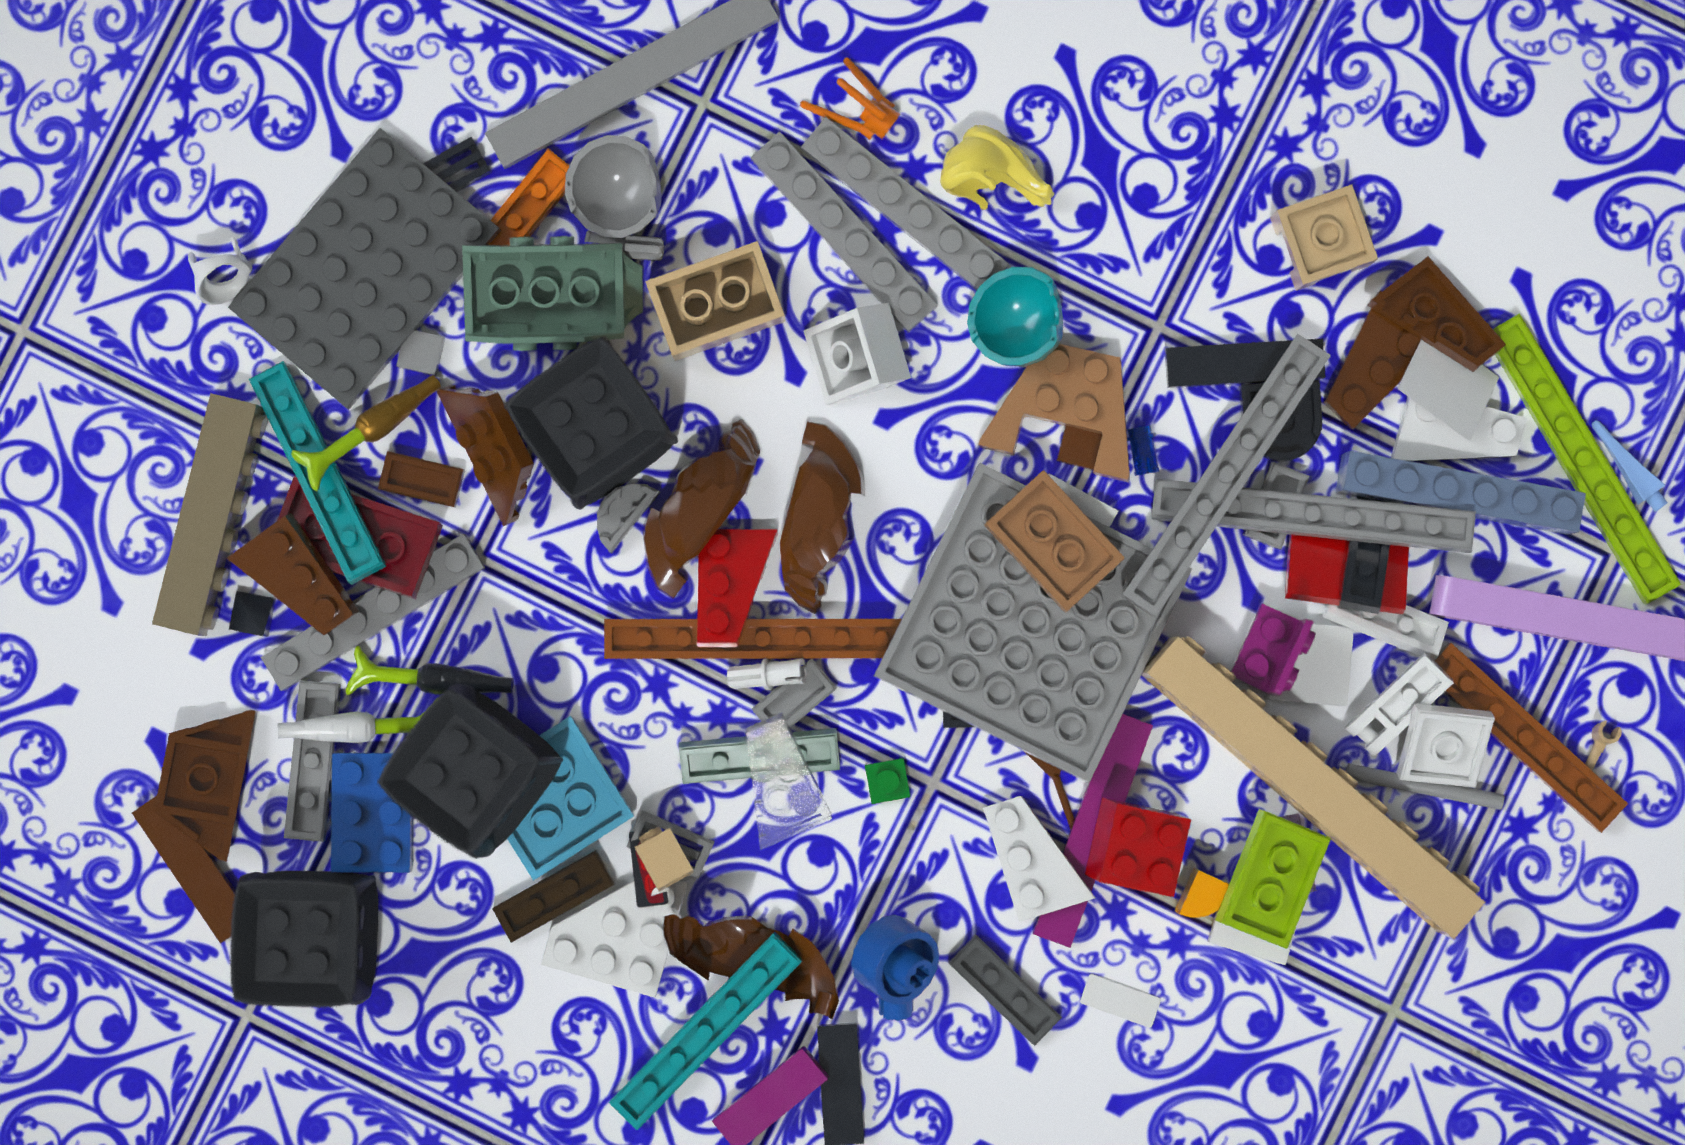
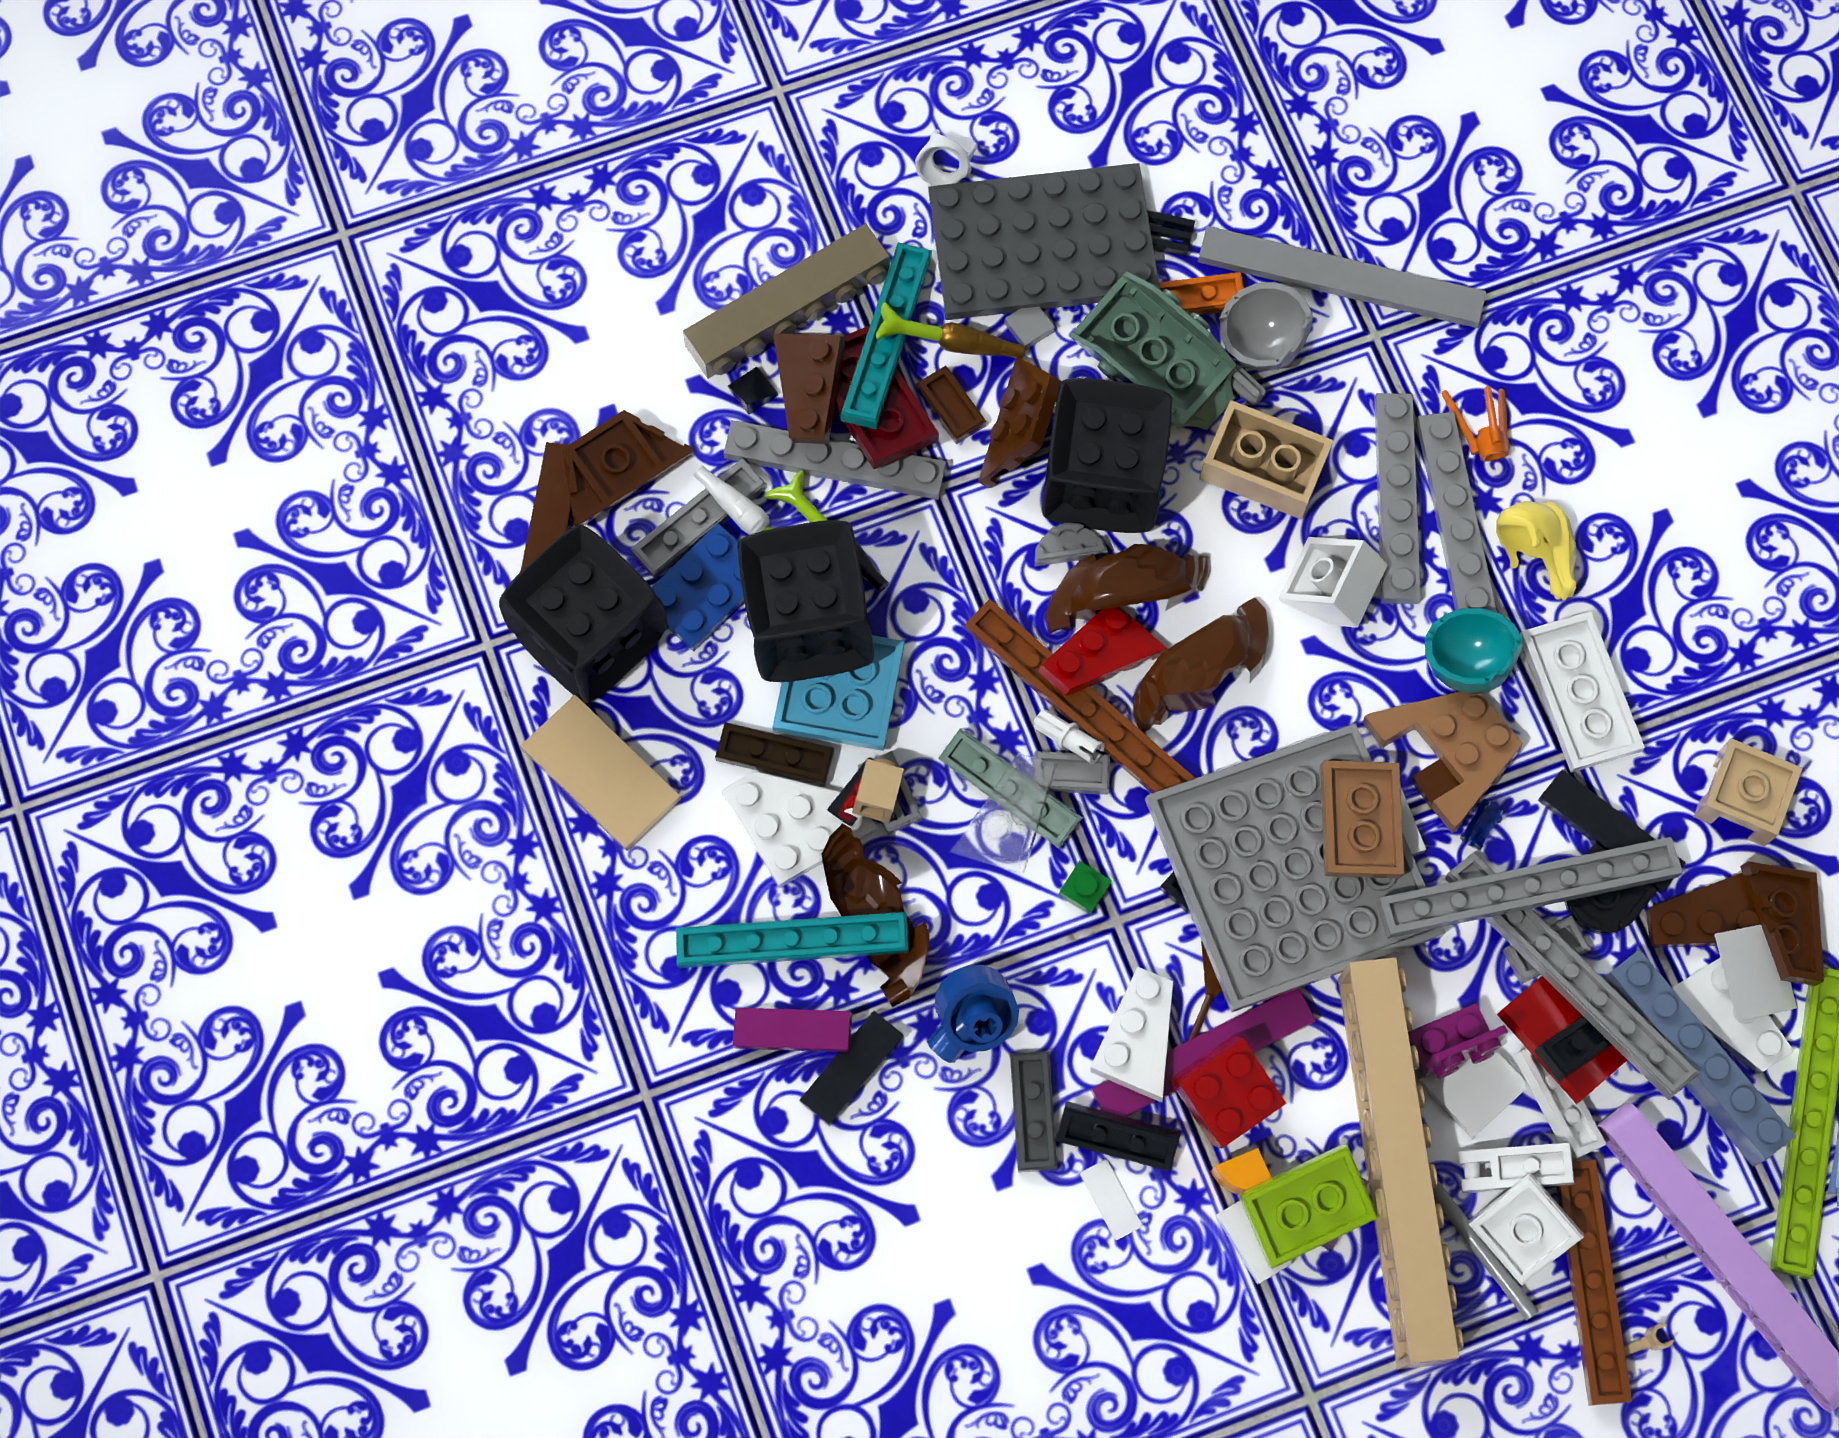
camera: 40 degrees right, 15 degrees down
(434, 1036) = (600, 772): none -> tan tile
(1085, 952) = (1118, 1136): none -> black tile
(1126, 268) = (1581, 691): none -> white plate

